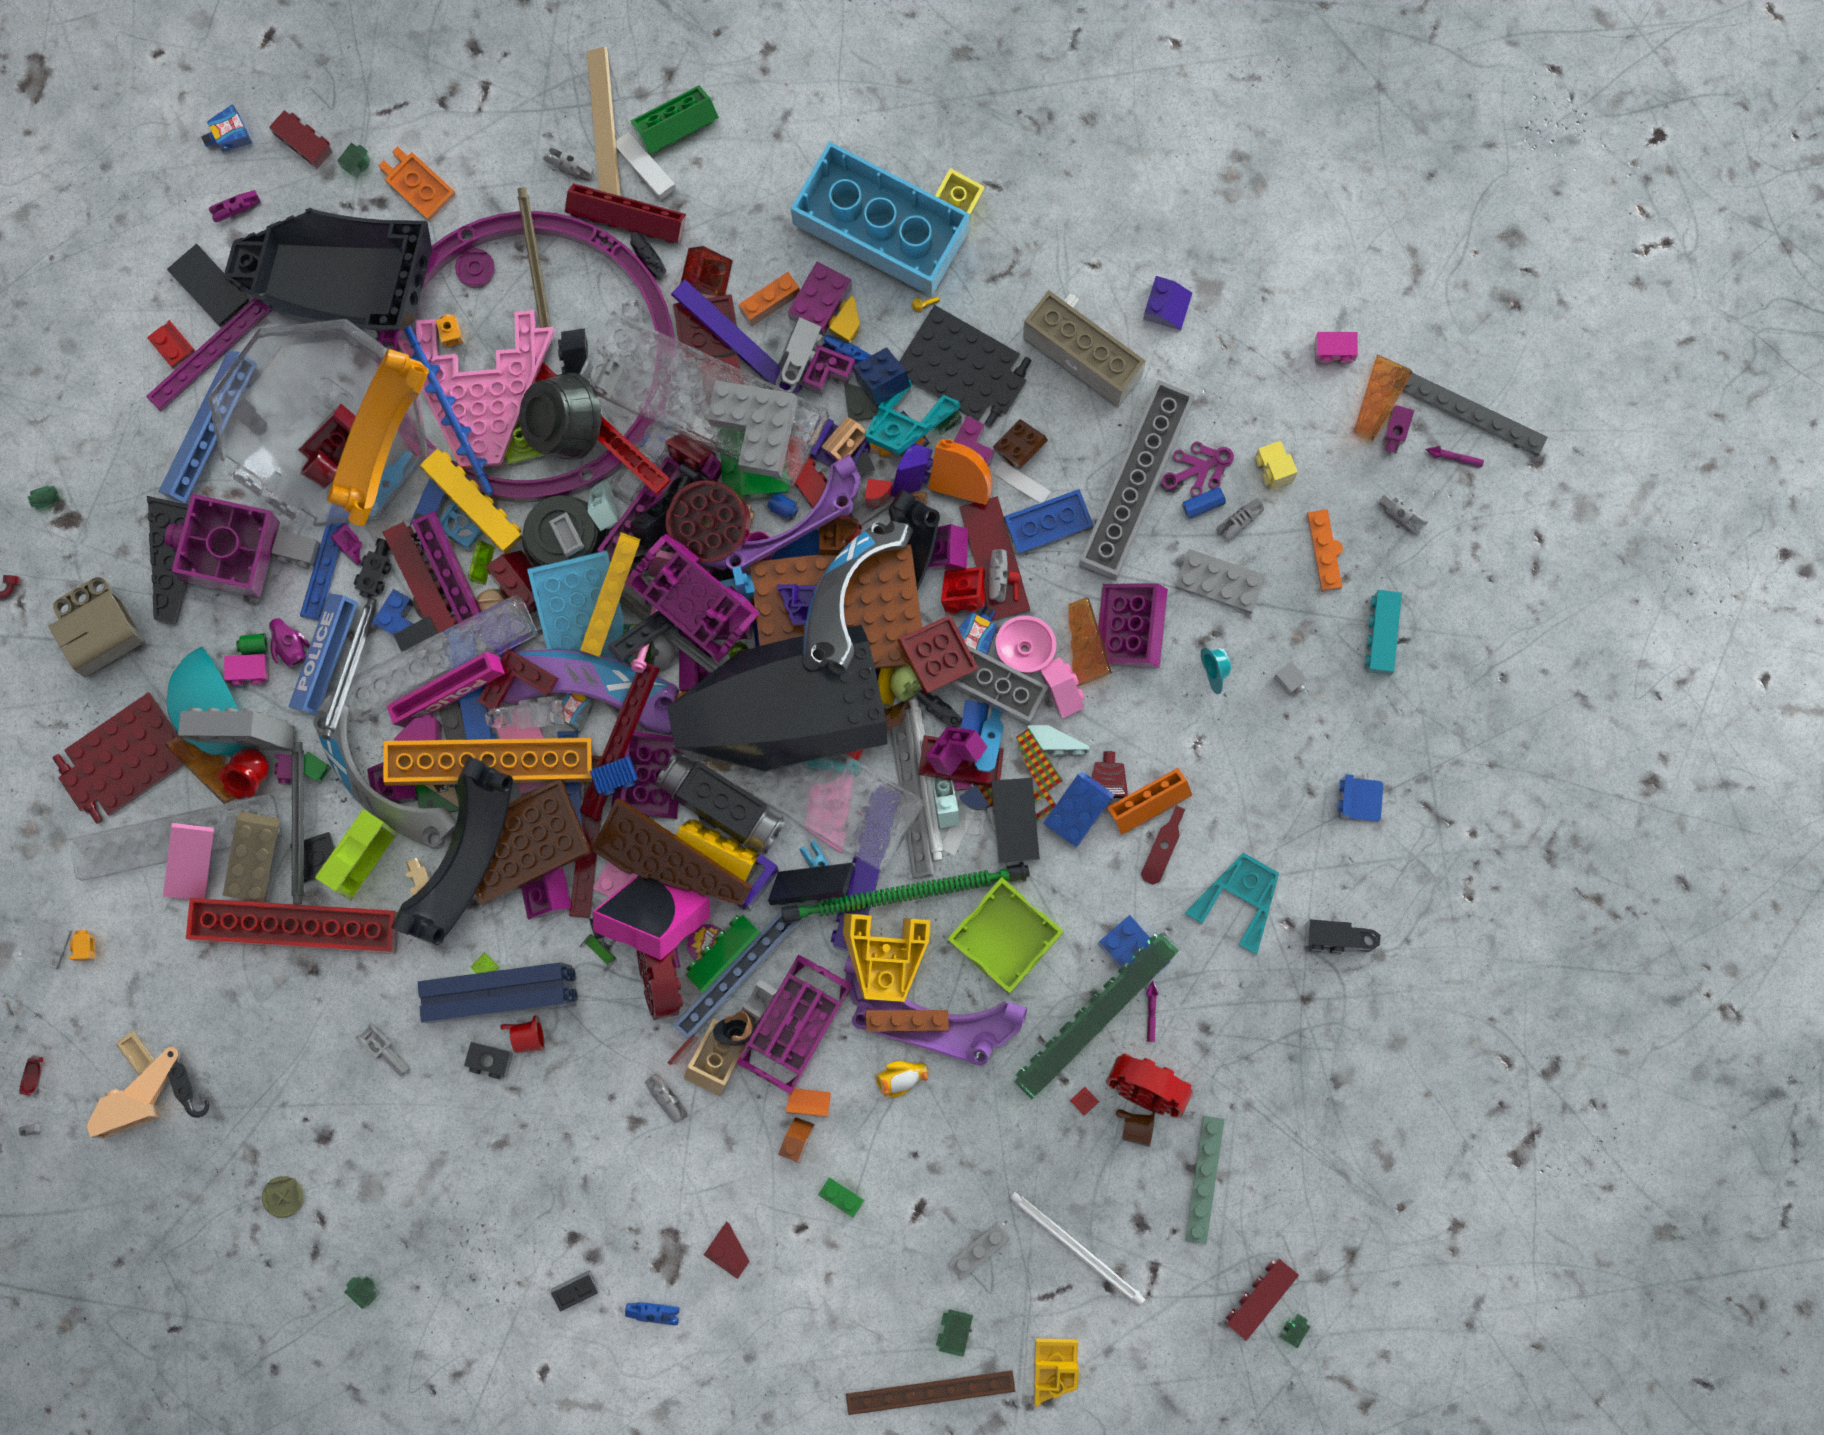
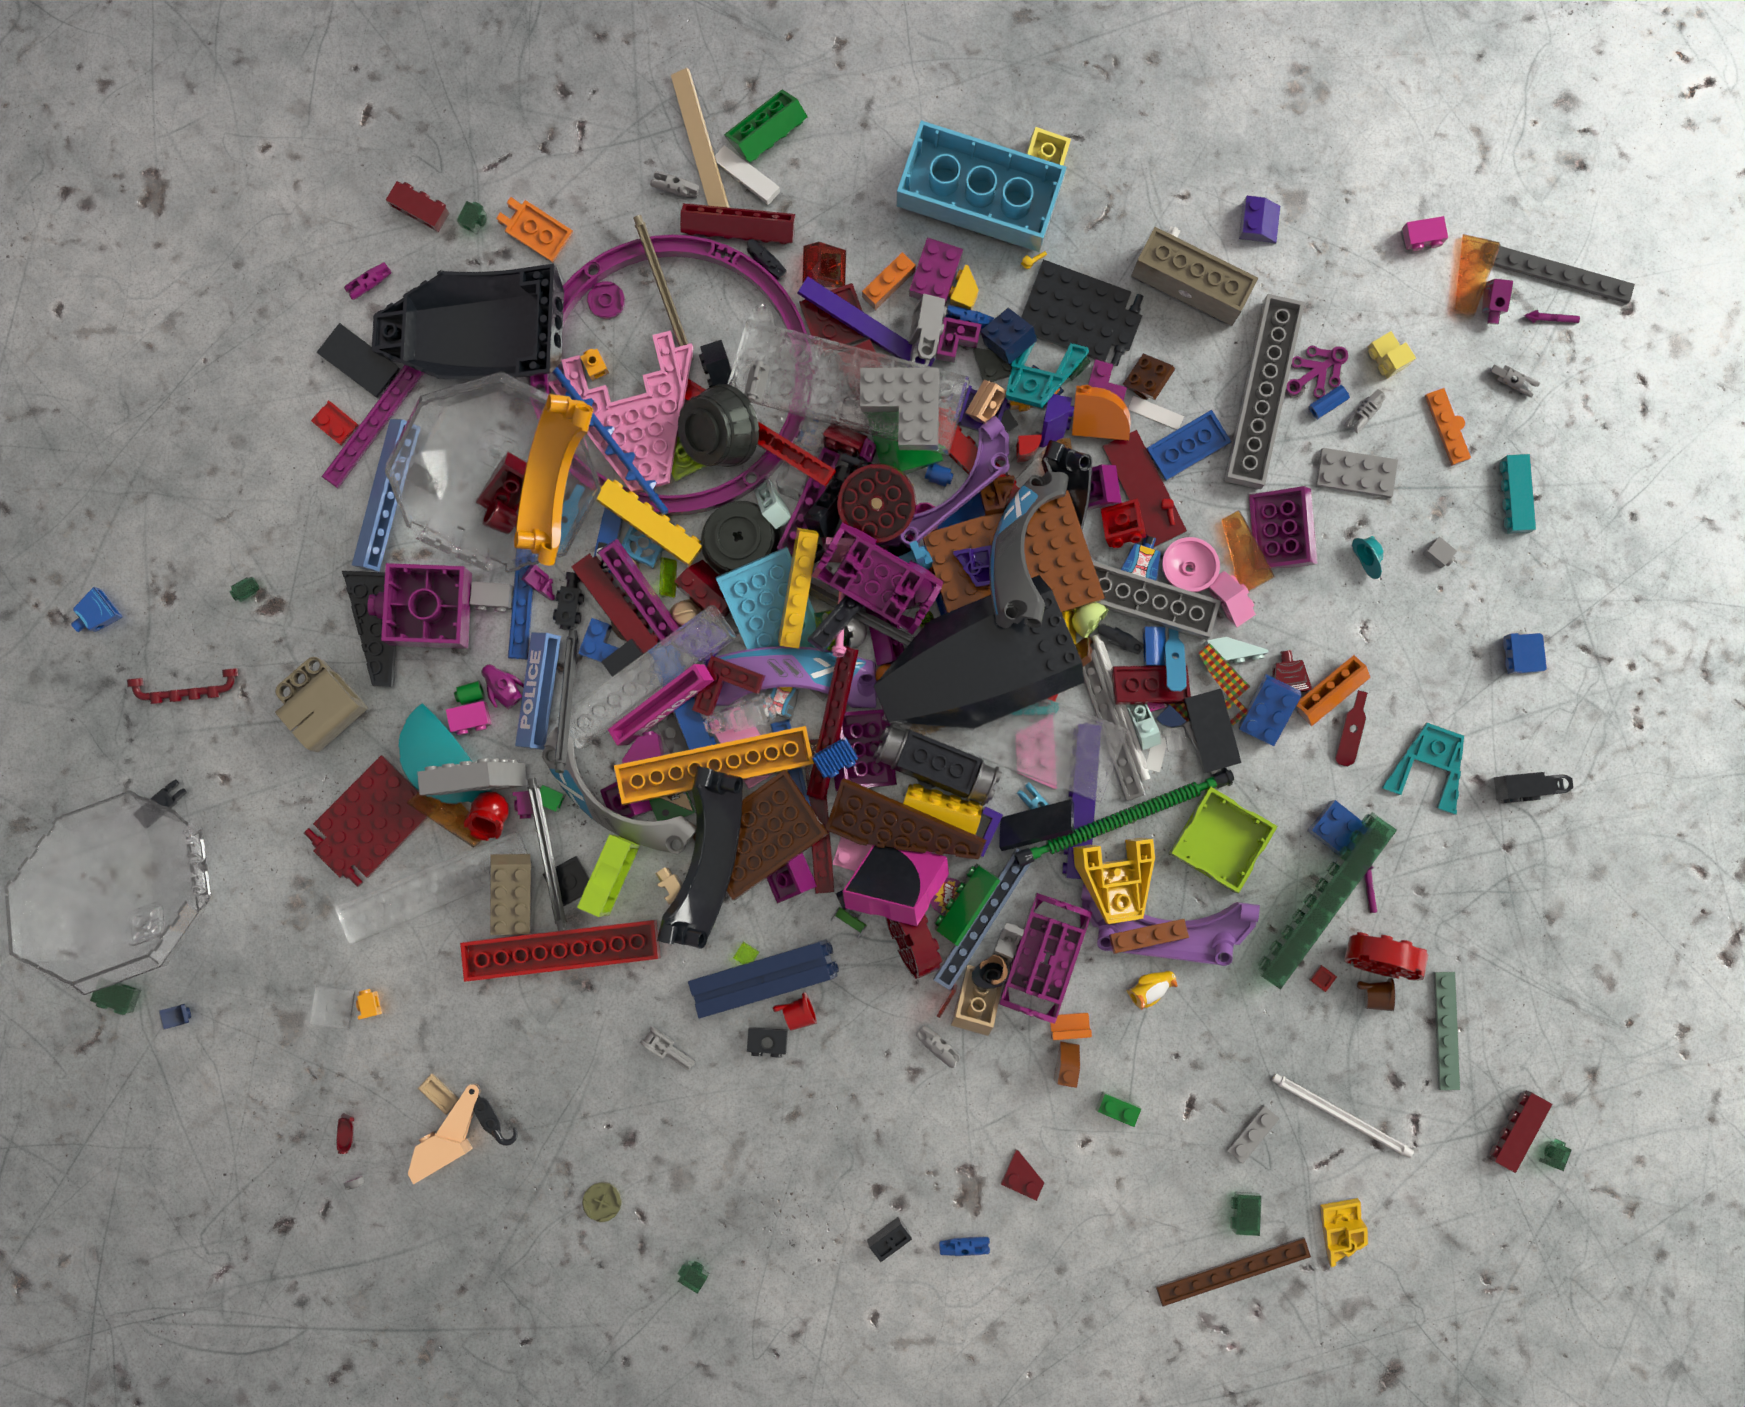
camera: 10 degrees left, 5 degrees up
(188, 861) = (452, 909): bright pink tile -> none
(227, 130) = (346, 210): torso -> none
(566, 534) = (746, 538): light grey tile -> none
(937, 654) = (1115, 590): dark red plate -> none
(953, 747) = (1145, 673): magenta brick -> none
(998, 575) = (1152, 504): light grey hinge -> none

